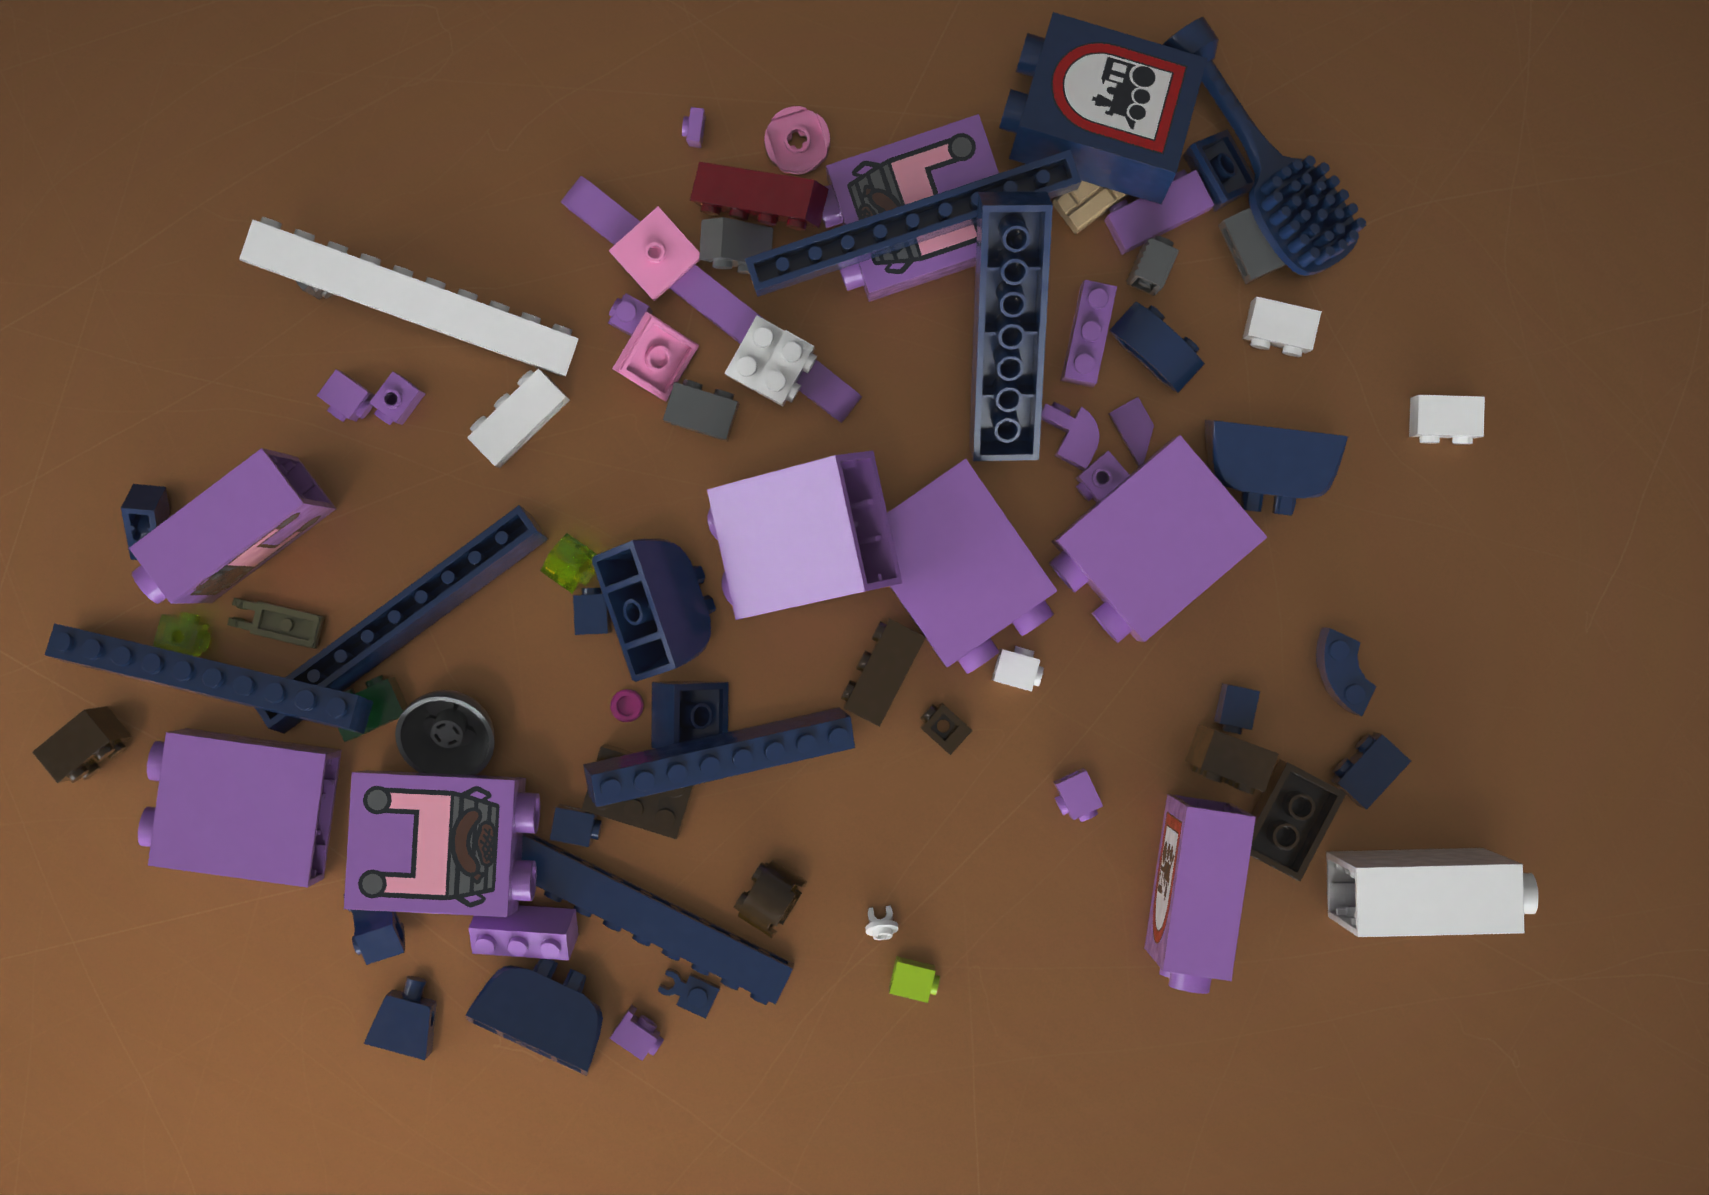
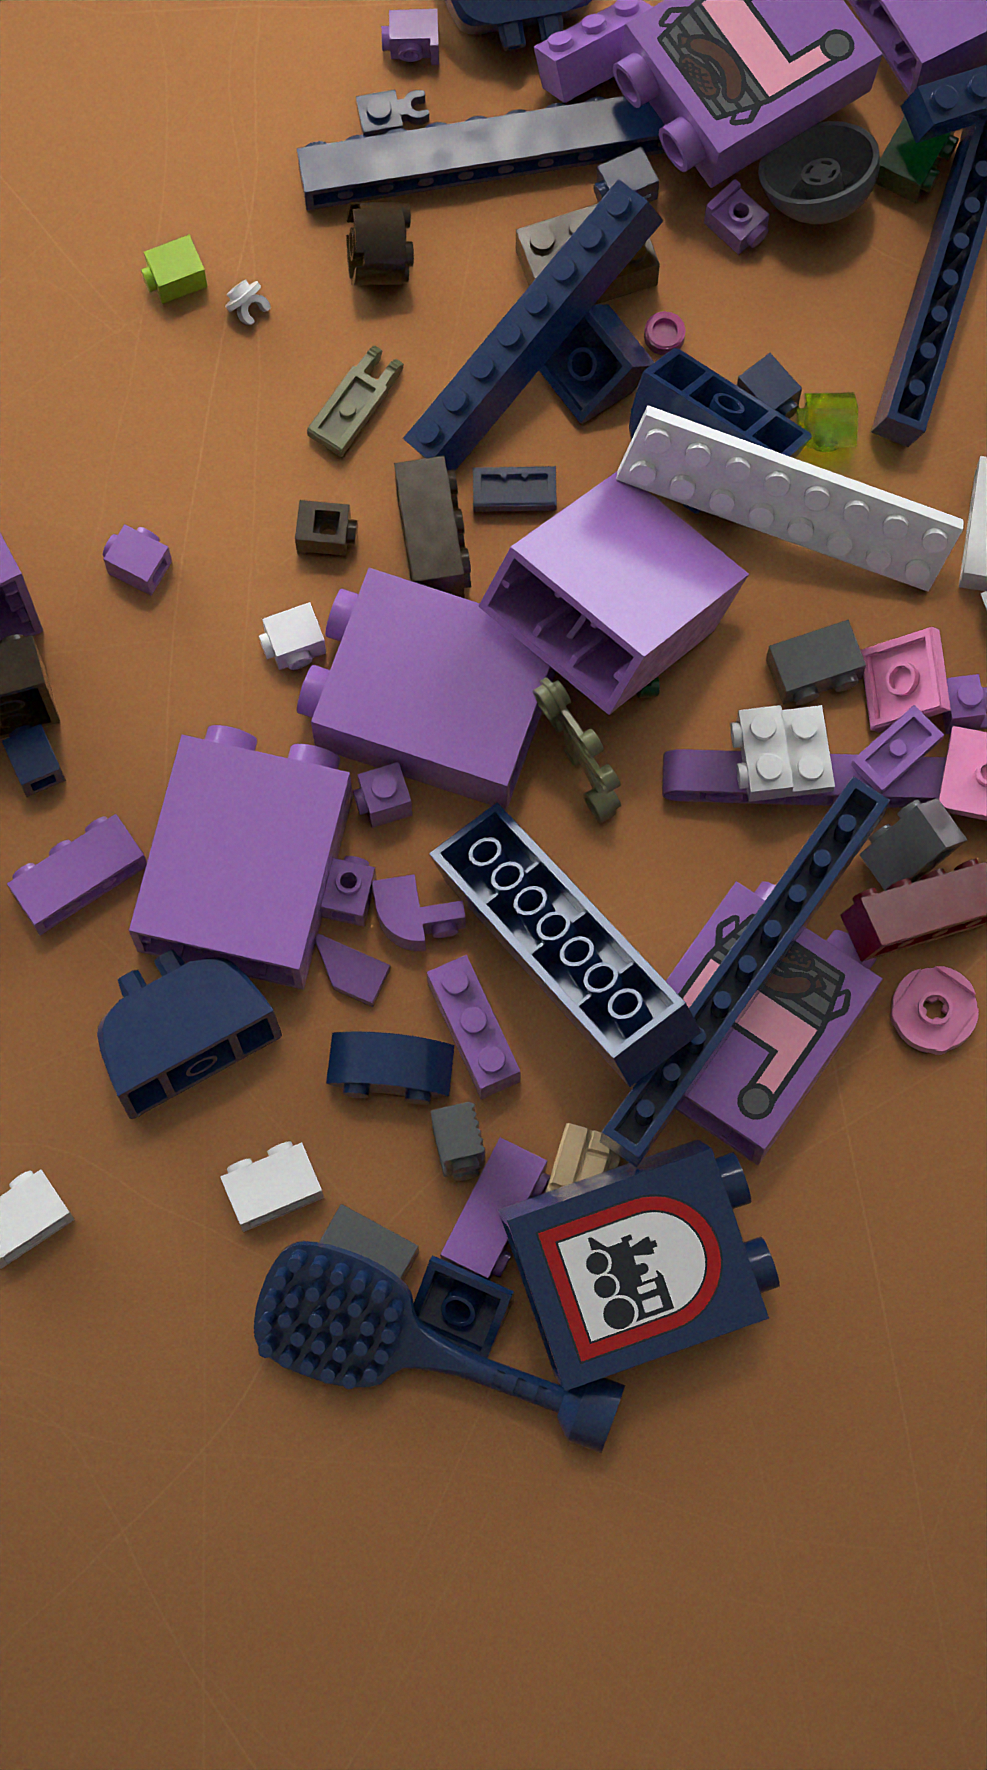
camera: 140 degrees right, 15 degrees down
(531, 756) = (735, 231): none -> medium lavender brick
(644, 520) = (788, 499): none -> white plate
(699, 309) = (897, 749): none -> medium lavender plate
(803, 668) = (514, 489): none -> dark blue plate
(863, 802) = (353, 403): none -> olive hinge
(898, 489) = (580, 749): none -> olive plant
(1037, 522) = (383, 795): none -> medium lavender brick
(1261, 613) = (76, 873): none -> medium lavender brick

